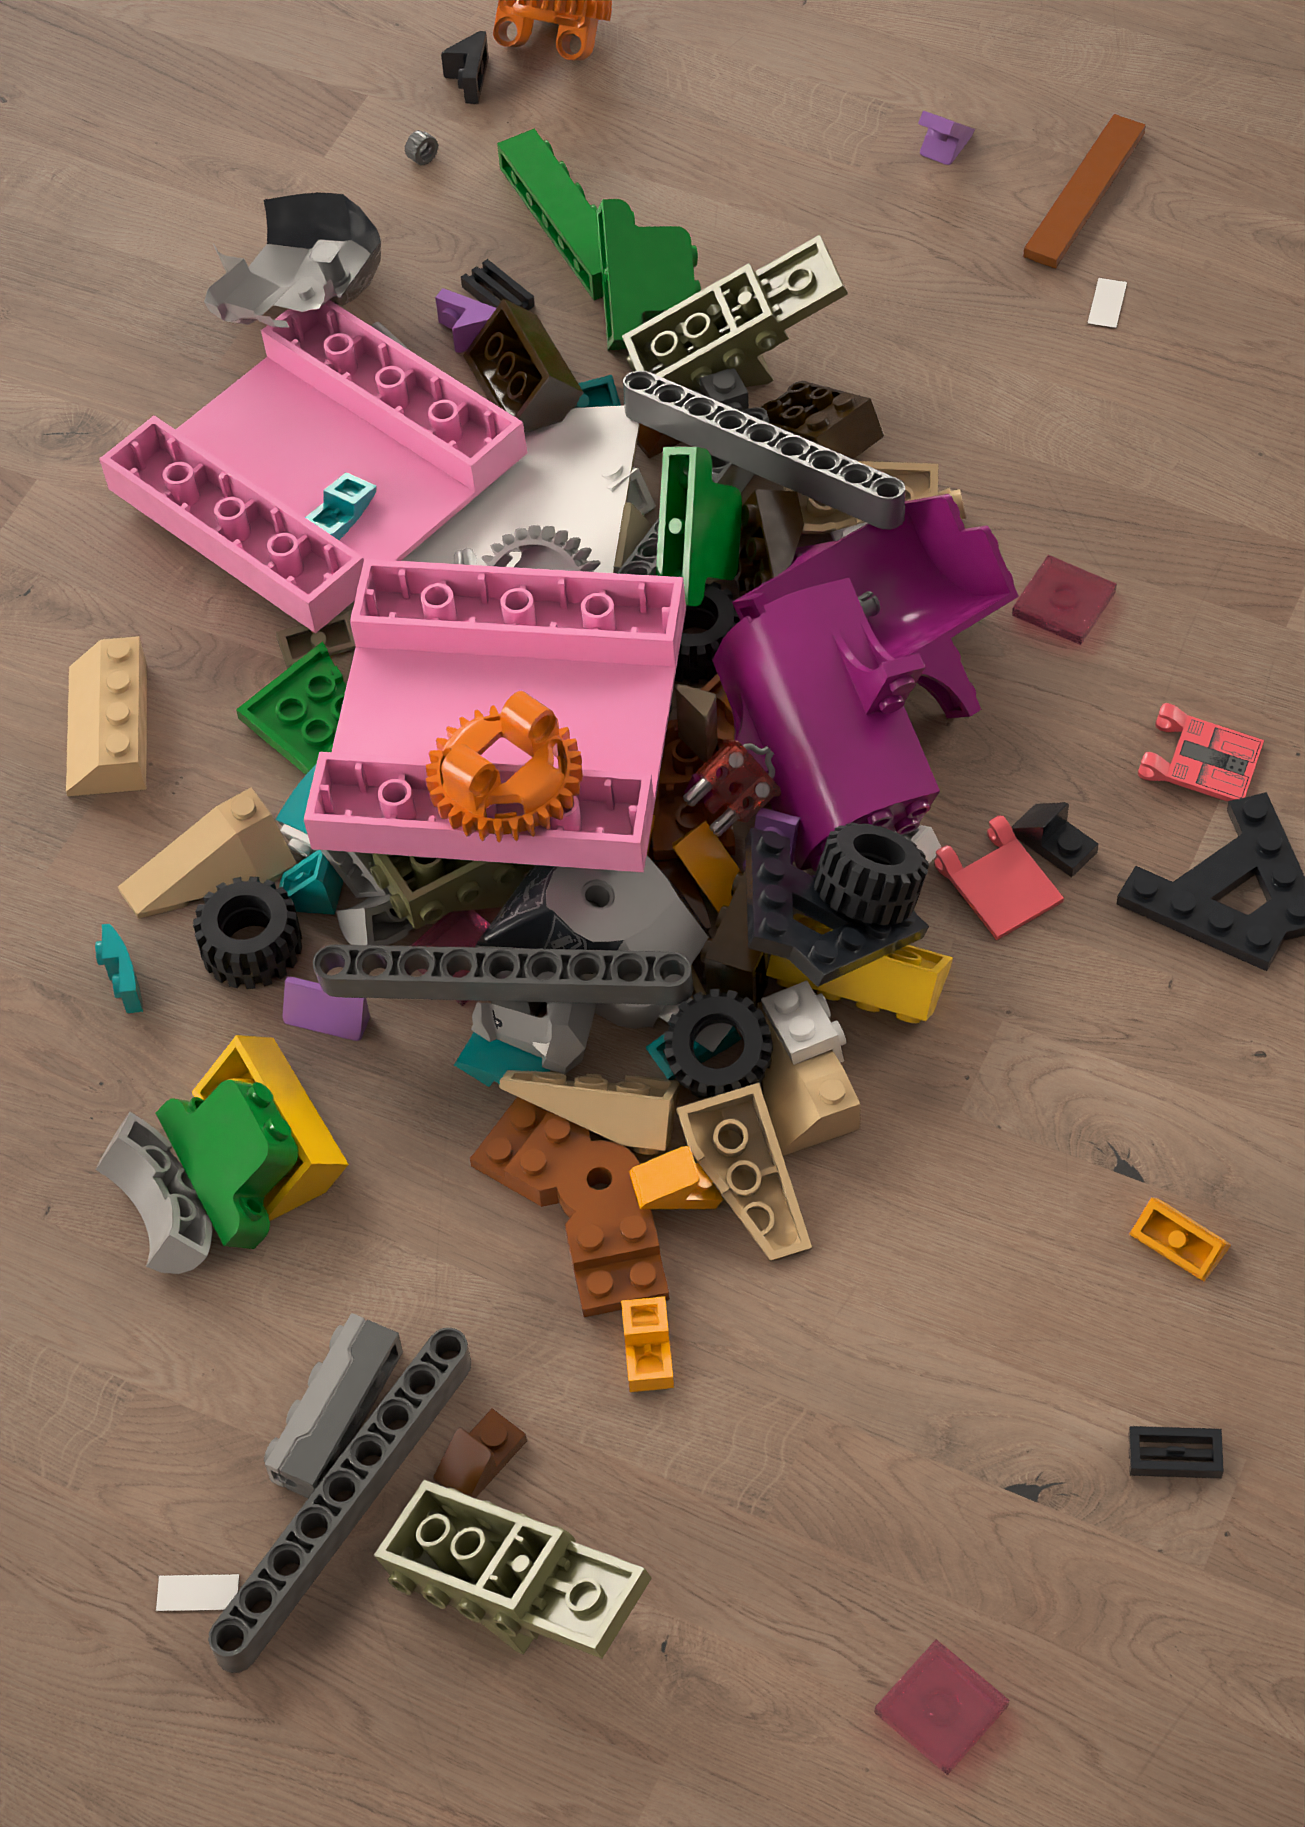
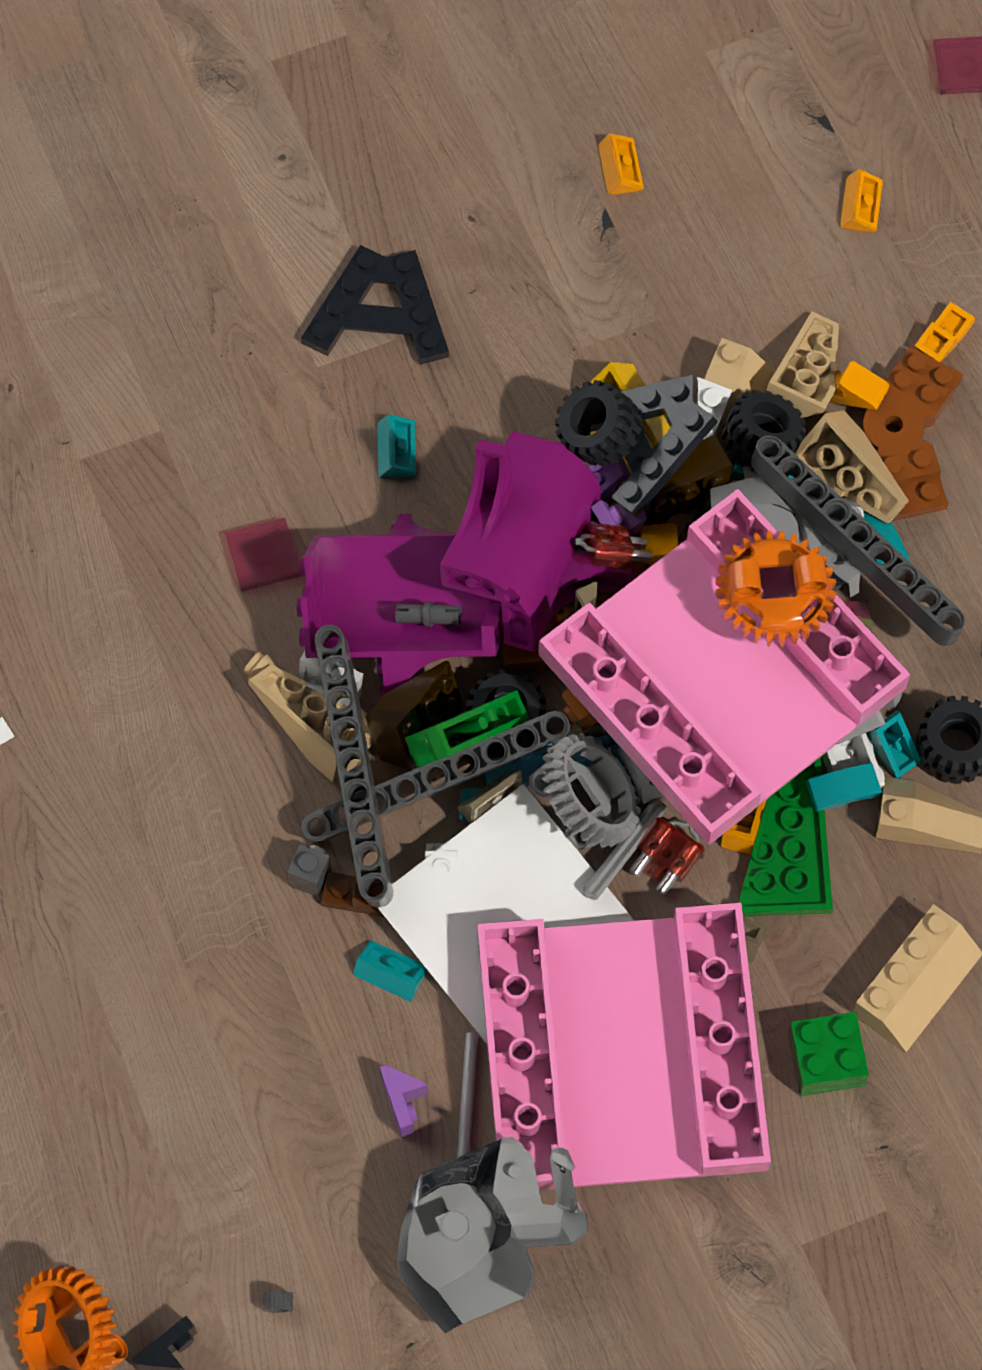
camera: 140 degrees left, 10 degrees up
(134, 599) = (828, 1054): none -> green brick
(313, 1009) = (951, 666): medium lavender slope -> none
(342, 504) = (643, 989): teal slope -> none
(498, 282) = (353, 1089): black tile -> none
(522, 368) = (417, 1006): dark brown slope -> none
(555, 203) = (244, 1137): green brick -> none
(641, 269) = (264, 1007): green brick -> none
(737, 319) = (258, 895): olive wedge -> none
(827, 417) = (270, 805): dark brown slope -> none
(885, 1422) = (861, 202): none -> light orange slope
(1002, 886) = (496, 412): coral flag -> none
(1054, 838) = (441, 417): black slope -> none
(1059, 779) = (396, 447): none -> teal slope
(1175, 1468) = (734, 80): black tile -> none
(1205, 758) = (302, 387): coral flag -> none

